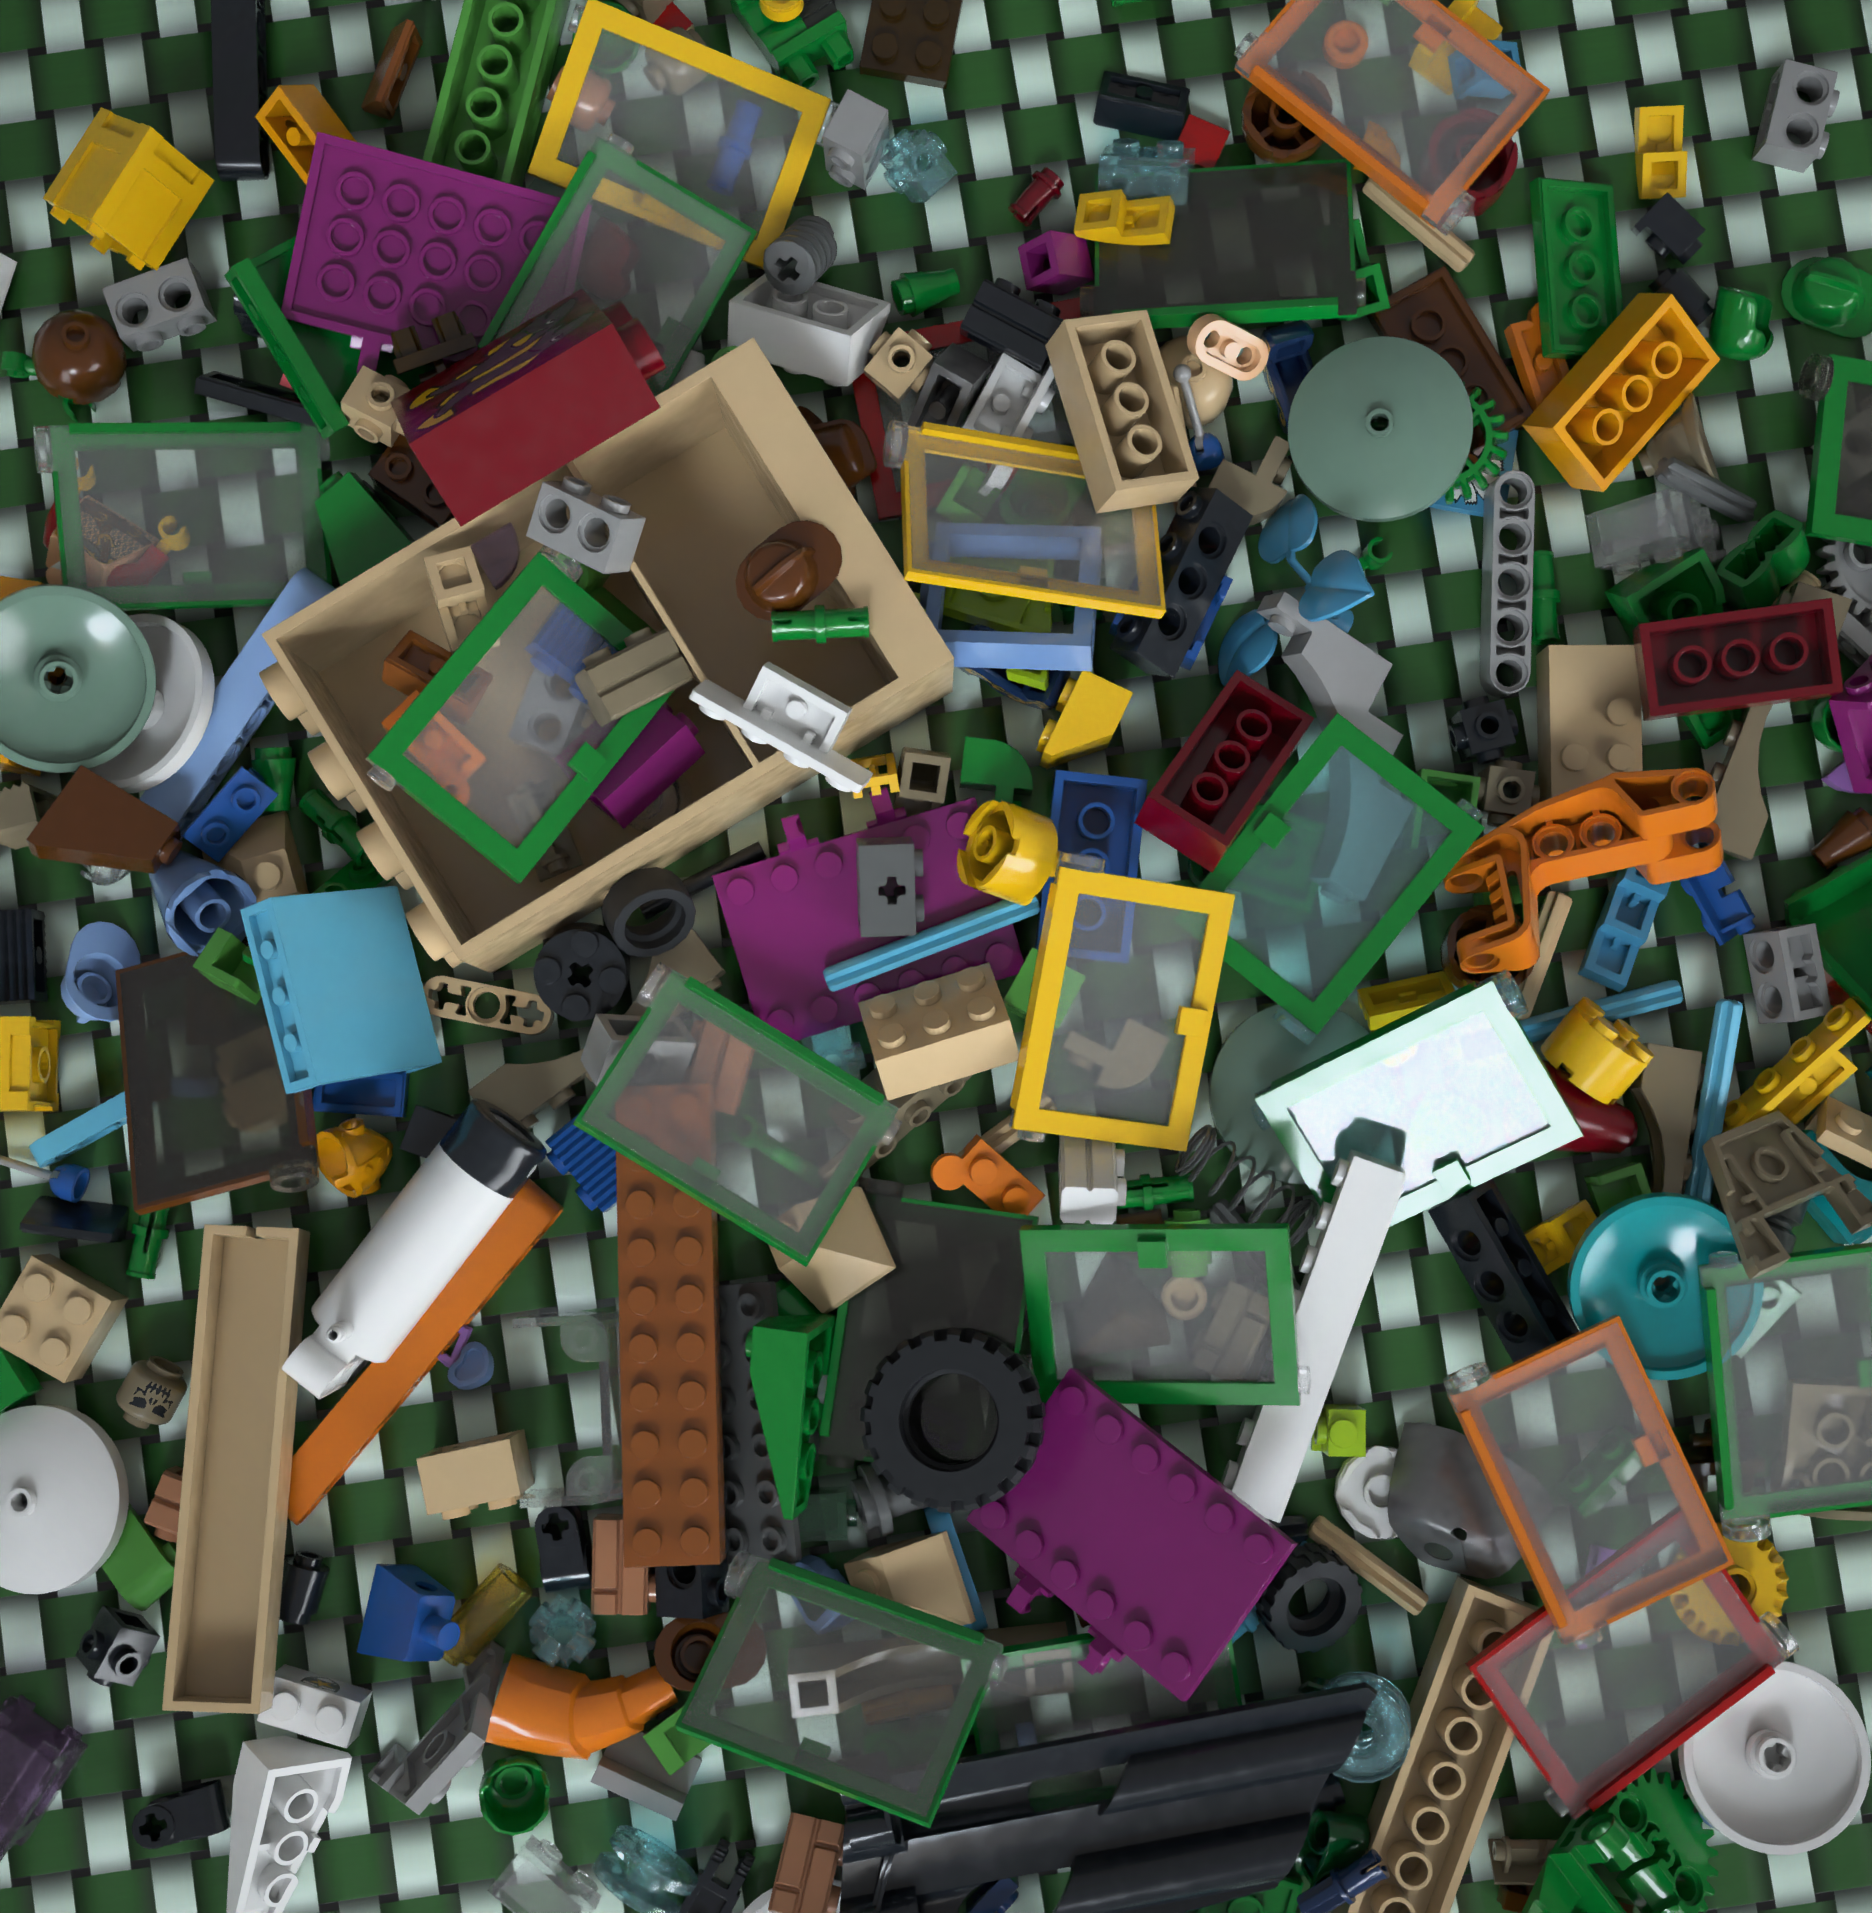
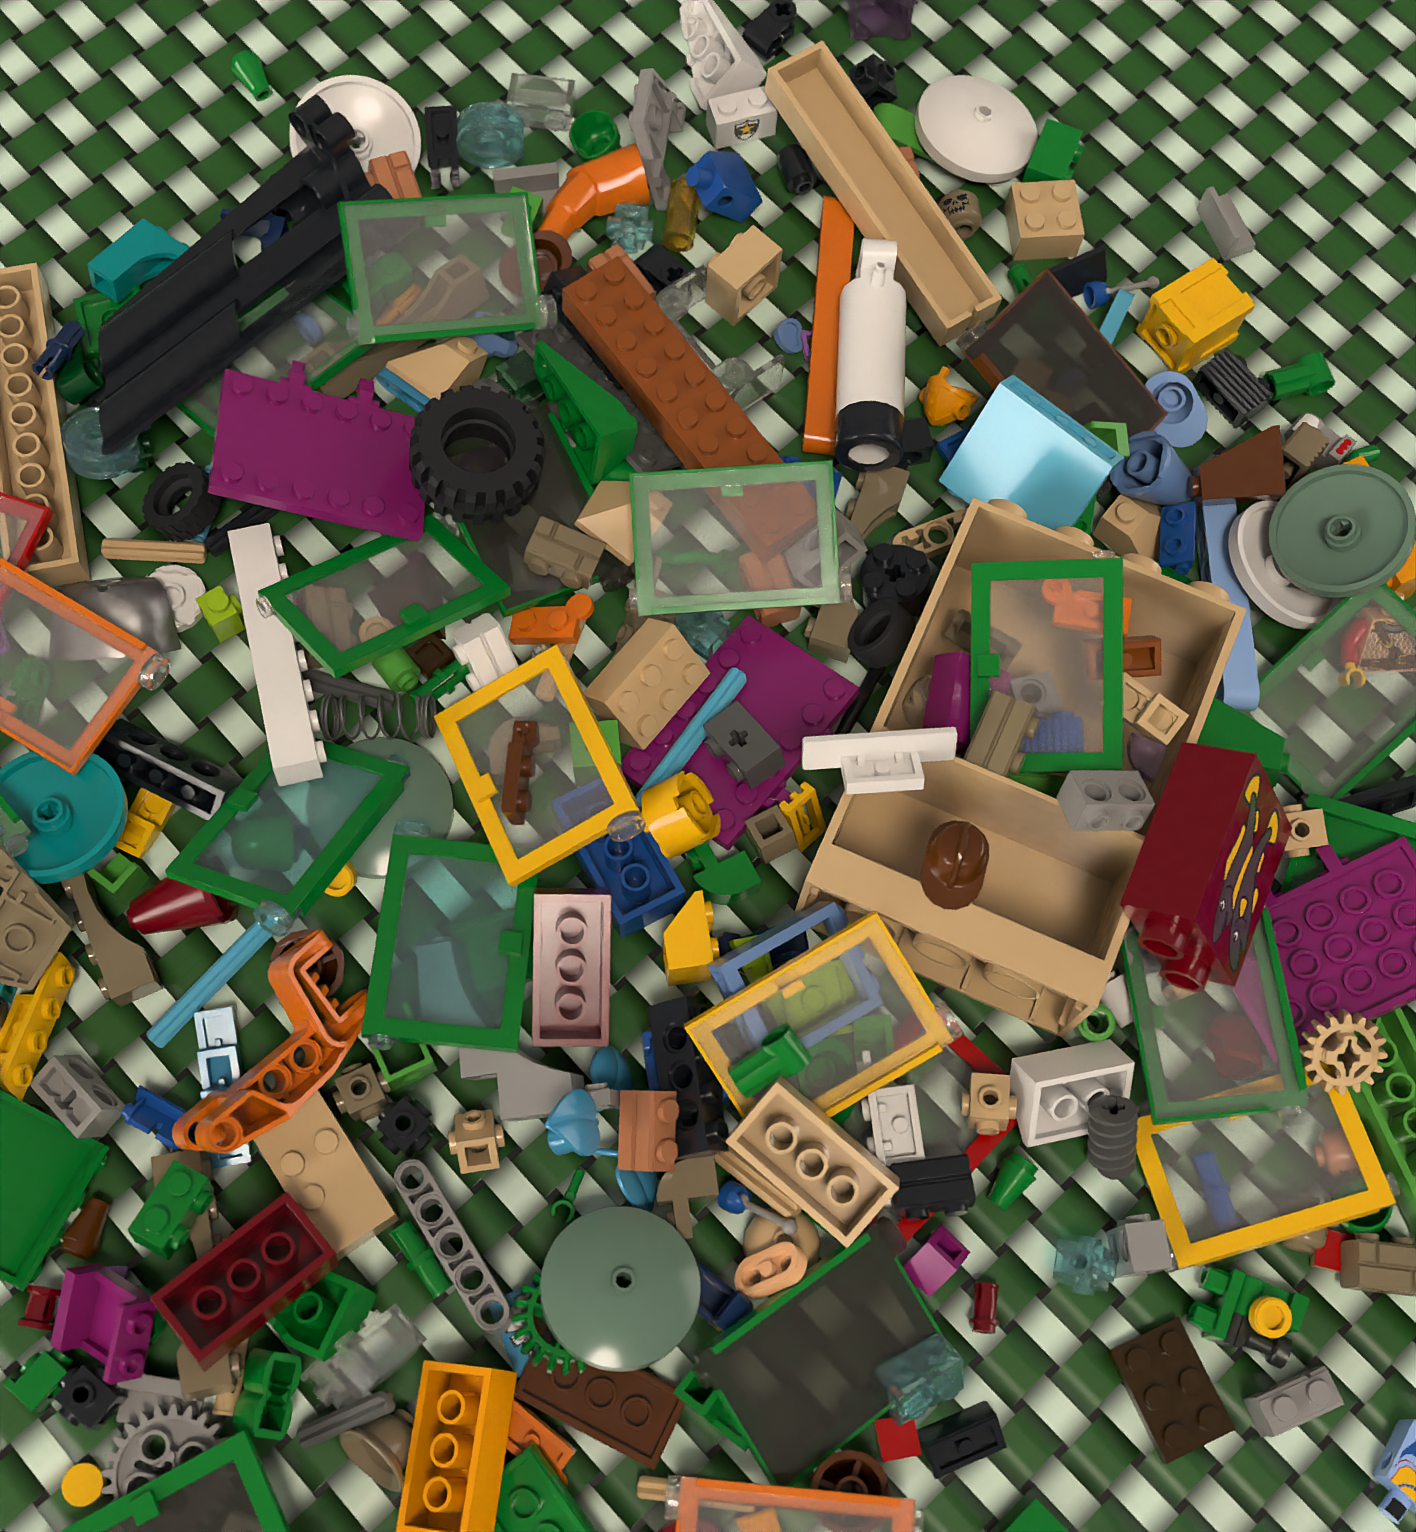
camera: 140 degrees right, 15 degrees down
(411, 355) = (1303, 872): dark brown hips -> none
(524, 159) = (1332, 1039): none -> tan gear
(820, 624) = (907, 839): green pin -> none
(845, 446) = (990, 1016): reddish brown piece -> none
(928, 1241) = (563, 553): none -> dark tan brick
(950, 388) = (940, 1104): flat silver slope -> none
(1091, 522) = (778, 1056): none -> green piece
(1115, 220) = (911, 1324): yellow slope -> none
(1148, 1005) = (518, 770): none -> reddish brown hinge
(1258, 553) = (647, 1130): none -> nougat brick
(1396, 999) = (341, 903): yellow tile -> none
(1422, 669) = (476, 1140): none -> tan brick
(1551, 922) = (270, 1008): tan axle -> none
(1596, 1052) = (188, 947): yellow brick -> none
(1714, 1093) = (86, 977): medium azure axle -> none
(1767, 780) = (171, 1210): none -> green brick

